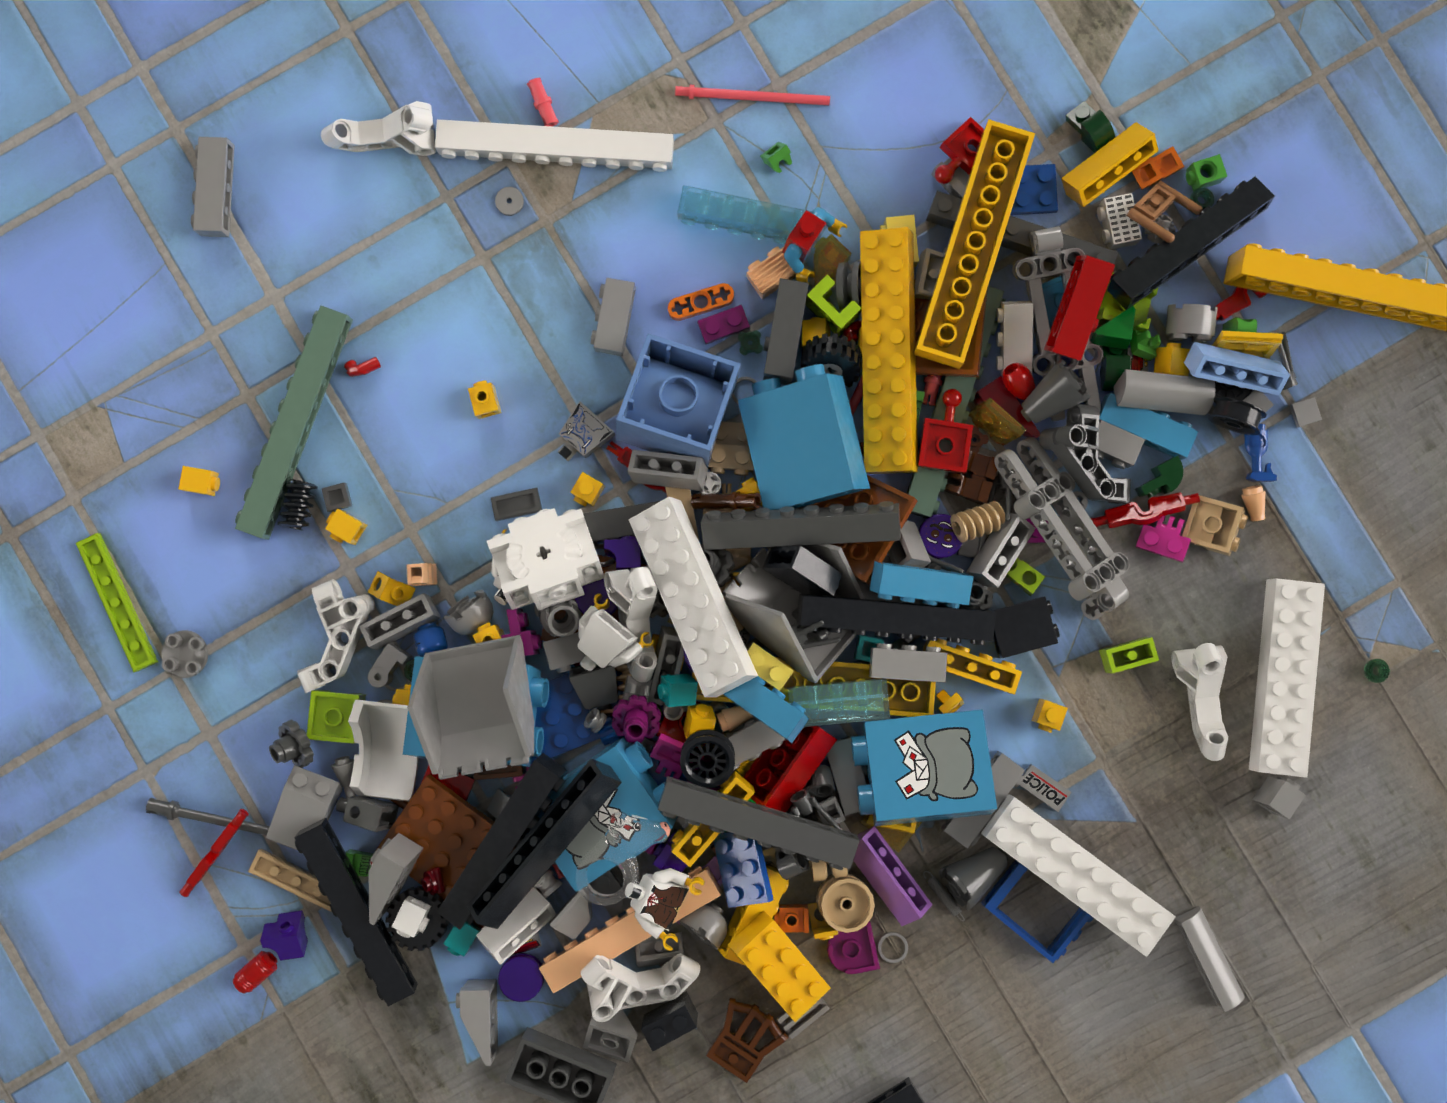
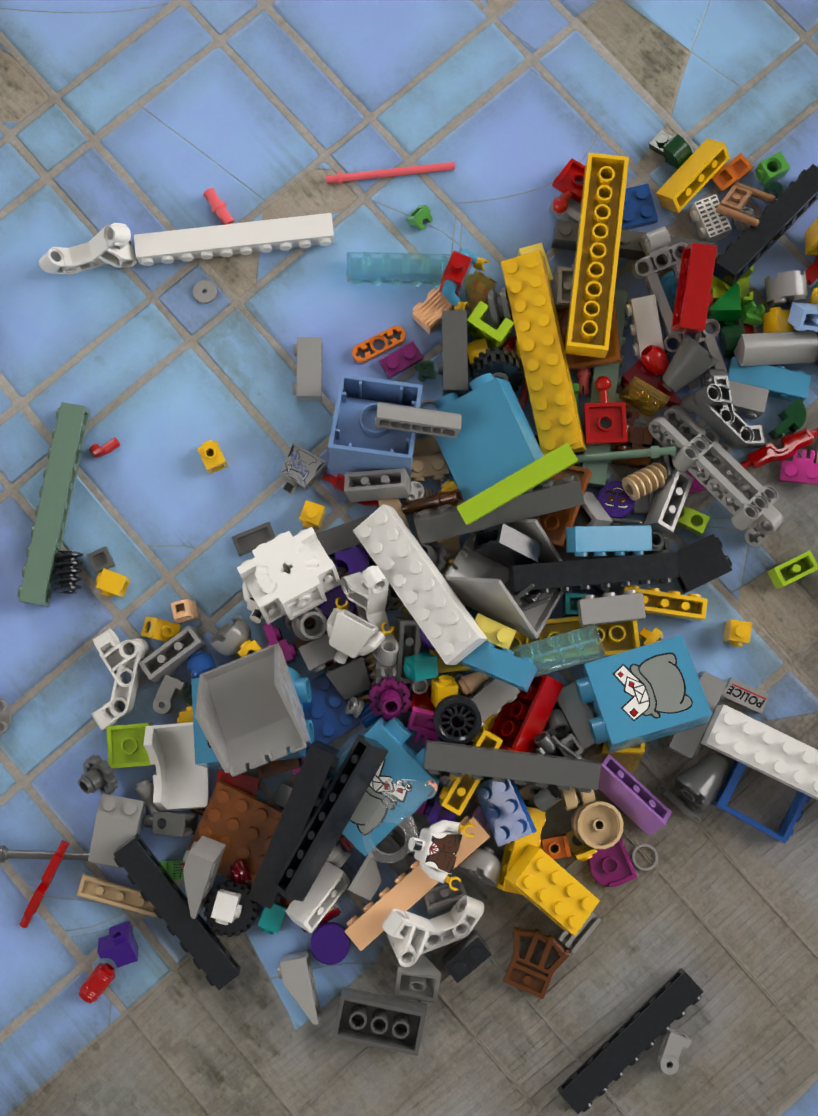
camera: 15 degrees left, 5 degrees down
(726, 406) = (417, 420): none -> light grey brick
(826, 503) = (517, 484): none -> lime tile
(994, 490) = (653, 452): none -> sand green bar

